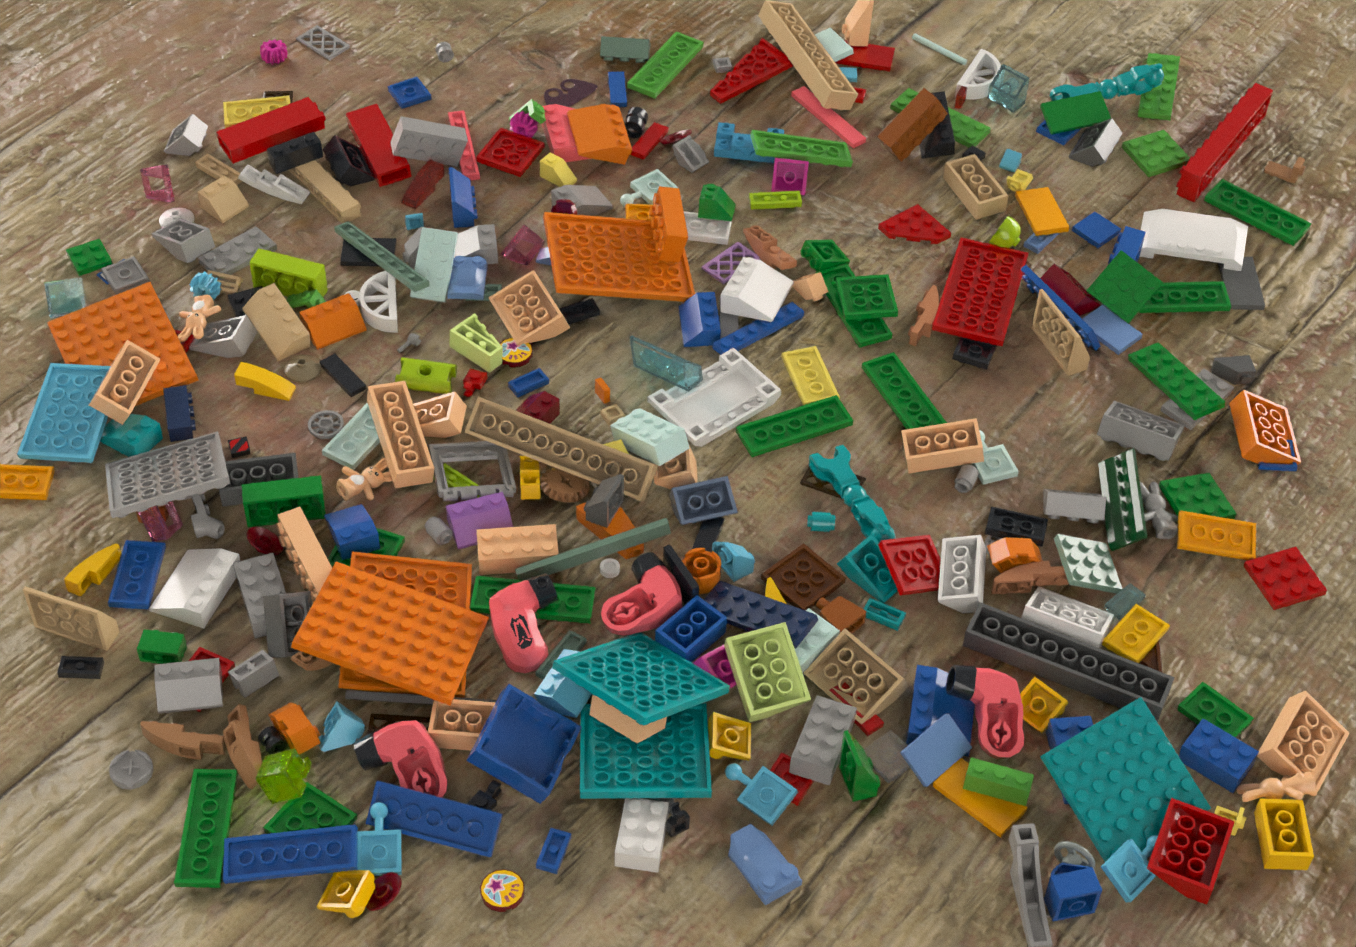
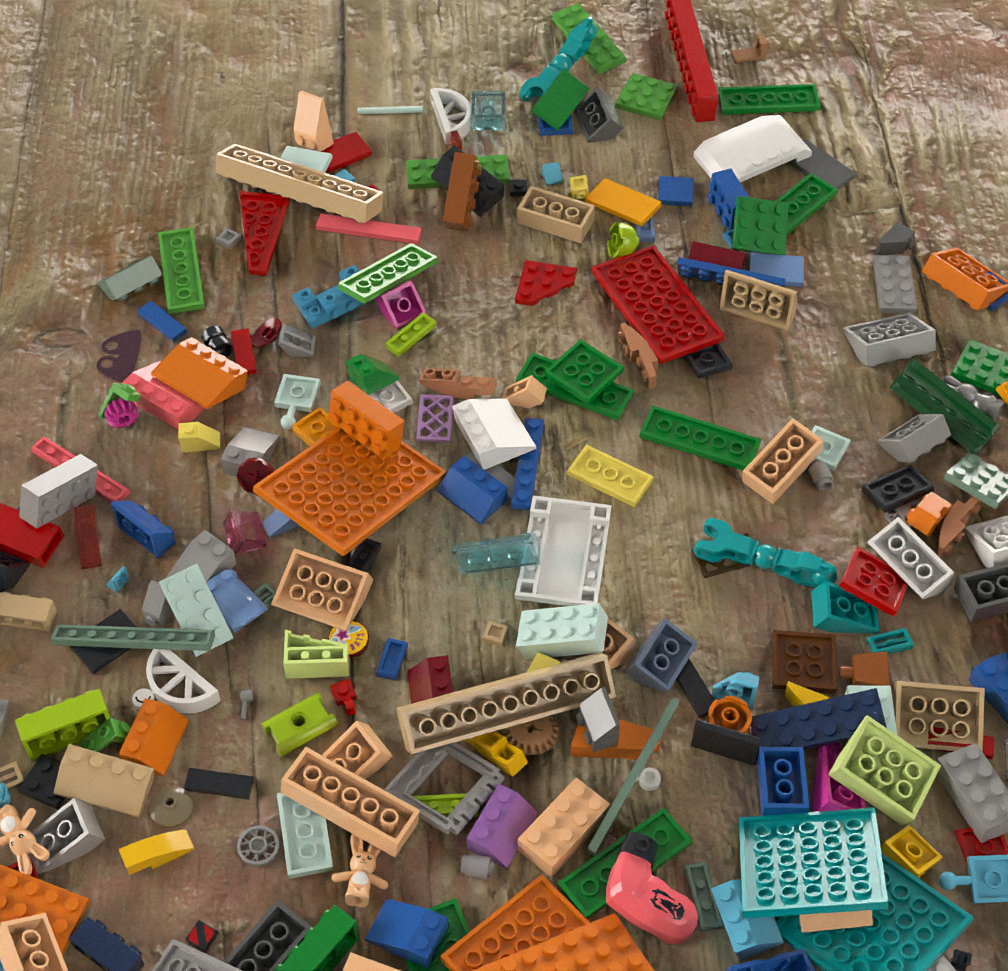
camera: 40 degrees left, 5 degrees up
(510, 152) = (133, 447): red plate -> none
(602, 390) = (466, 617): orange tile -> none
(645, 604) = (725, 785): coral piece -> none
(794, 426) = (648, 530): green plate -> none
(821, 521) = (763, 599): teal brick -> none
(823, 254) = (505, 357): green plate -> none
(1176, 381) = (871, 279): green plate -> none

